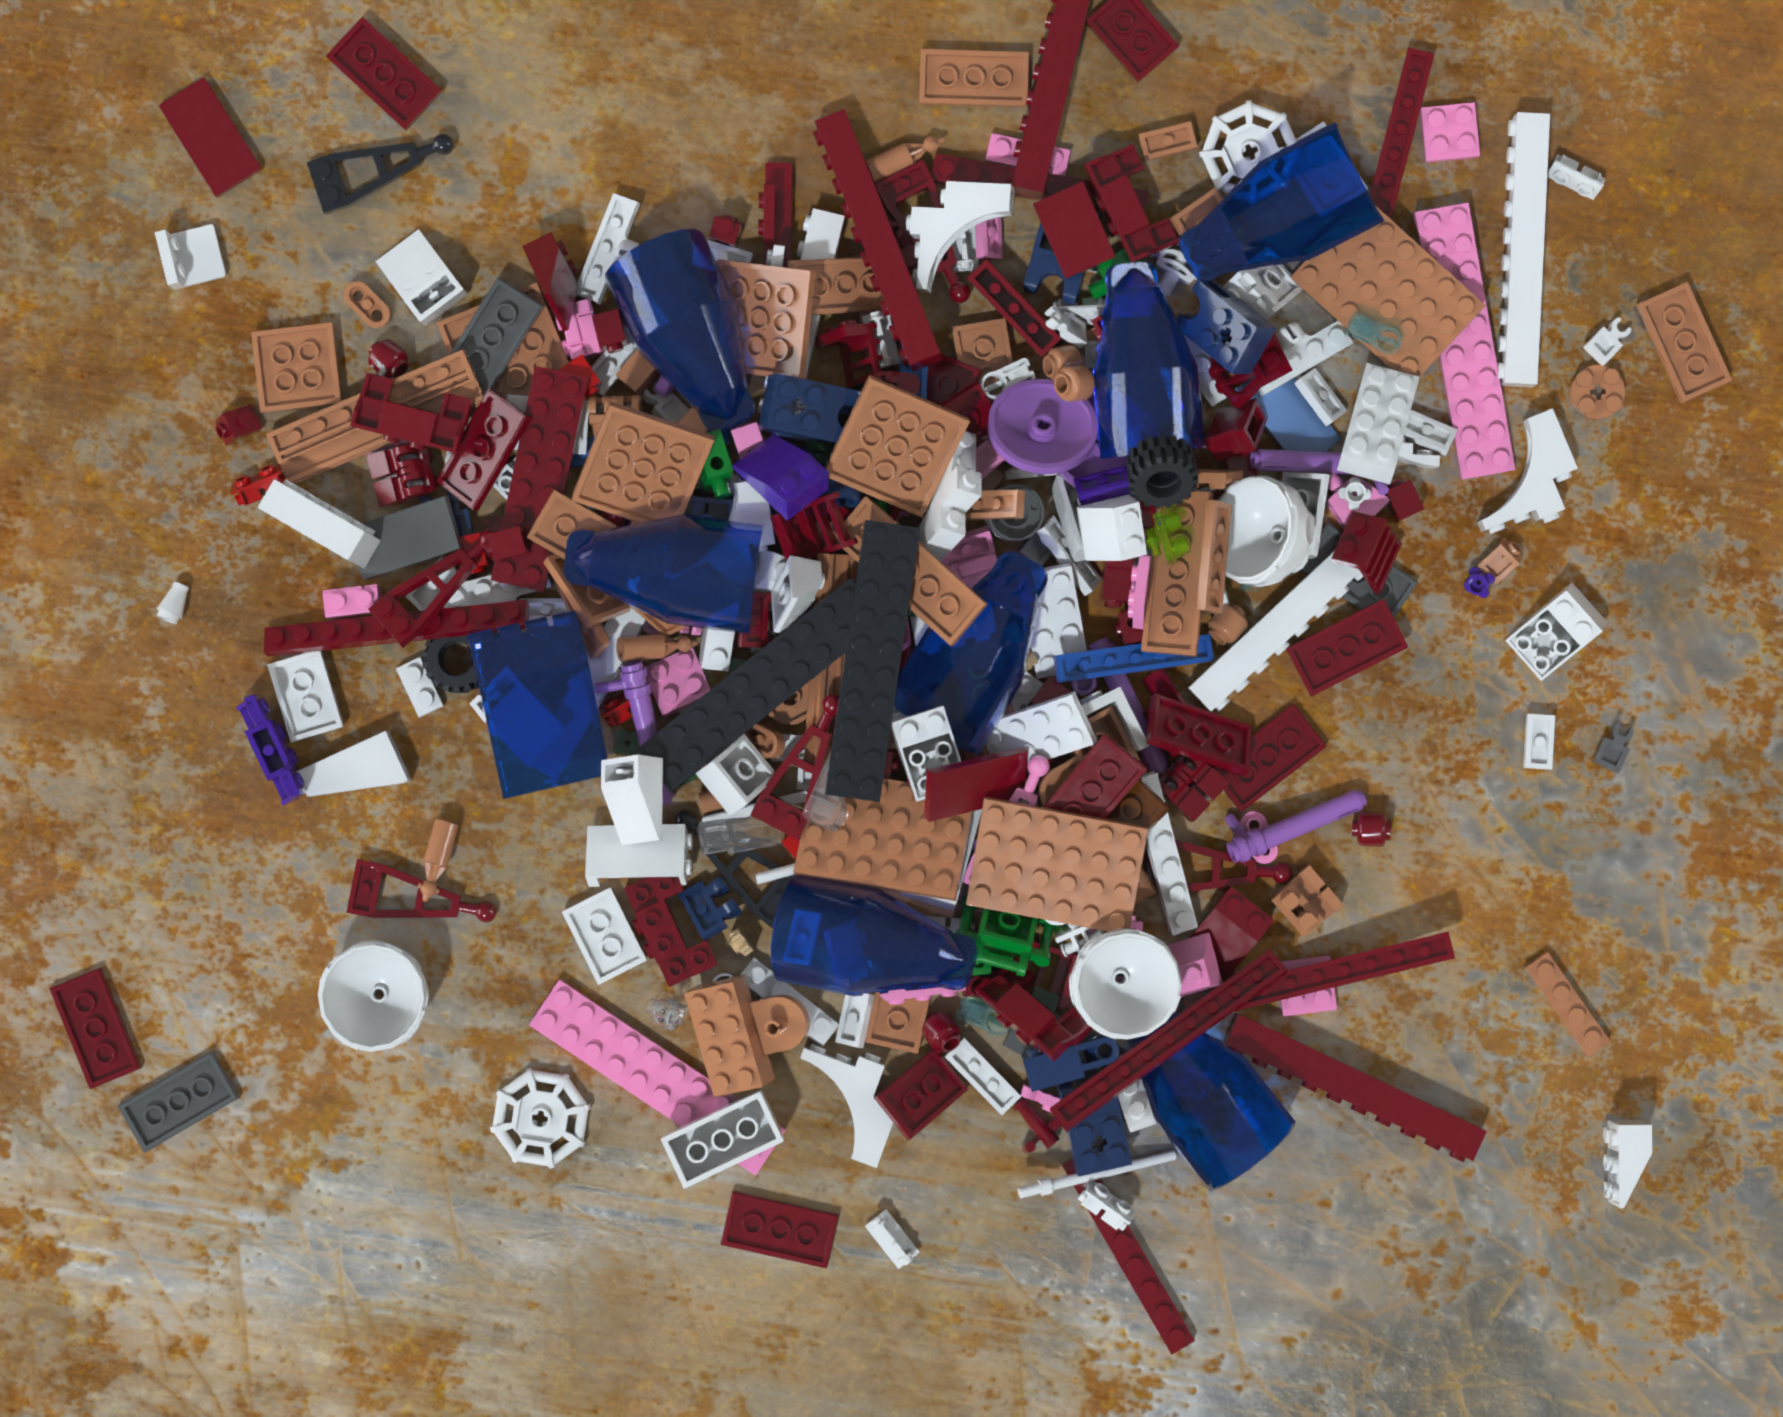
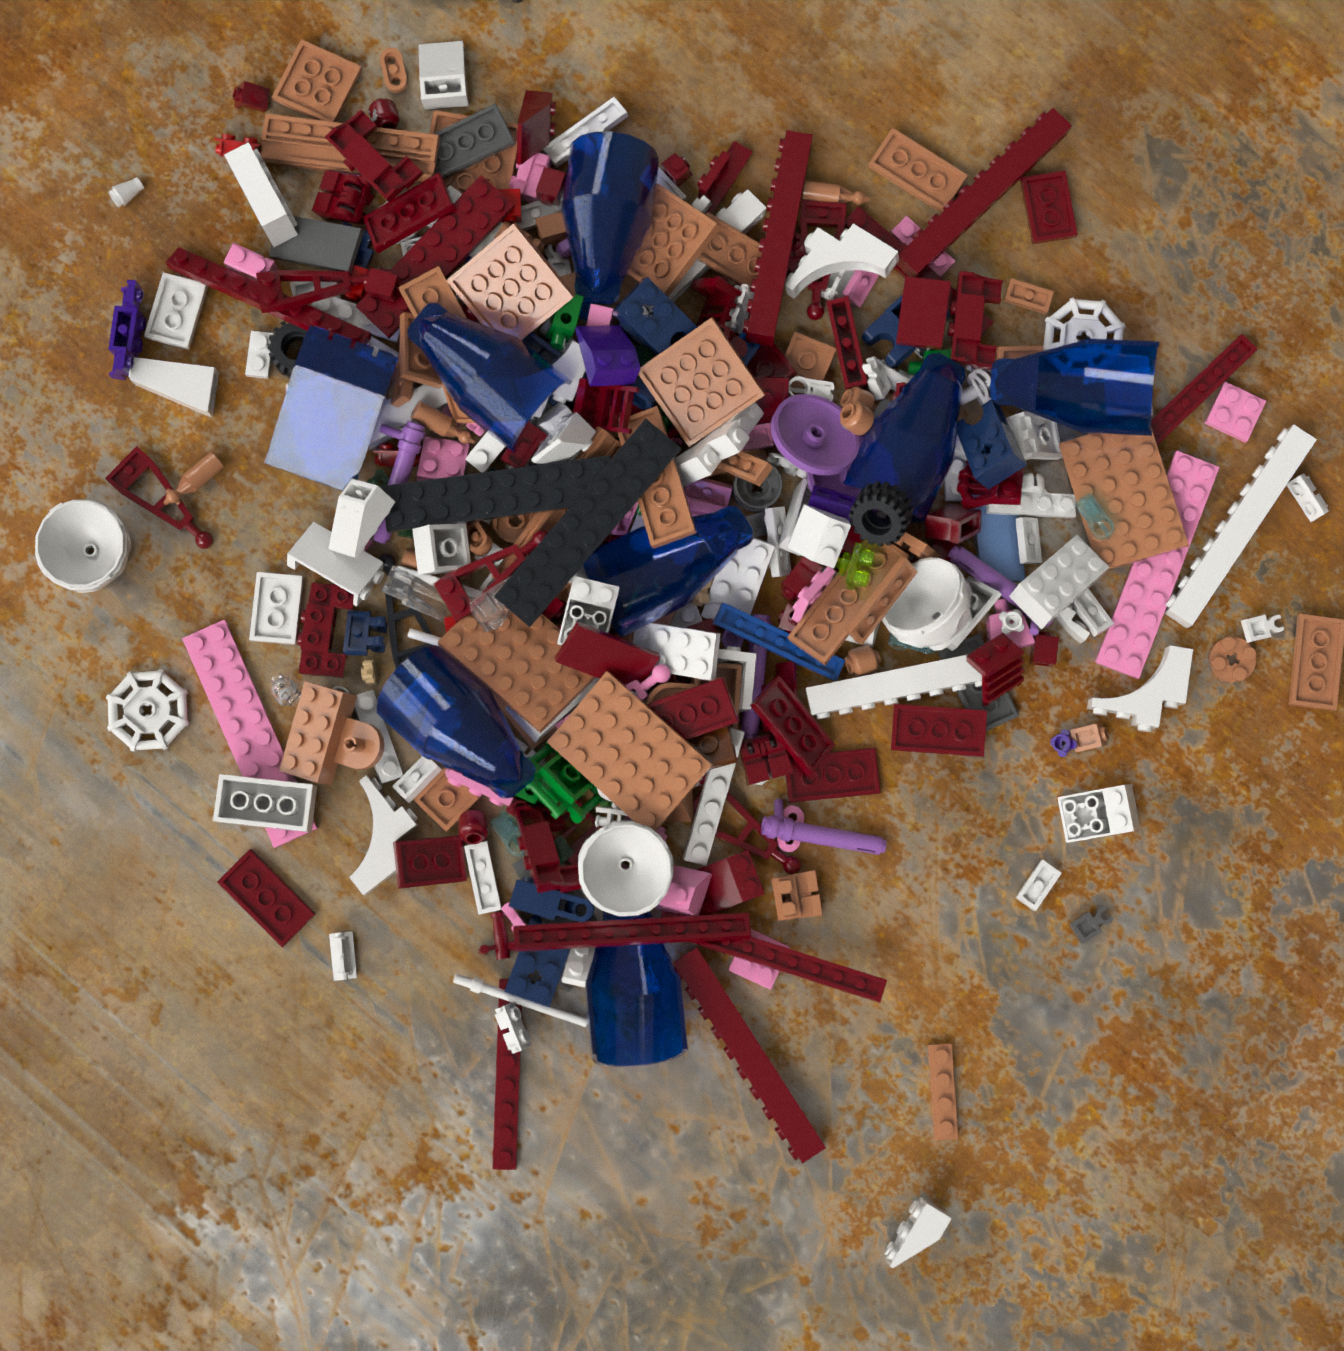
camera: 25 degrees right, 5 degrees down
(1372, 829) = (876, 873): dark red head -> none

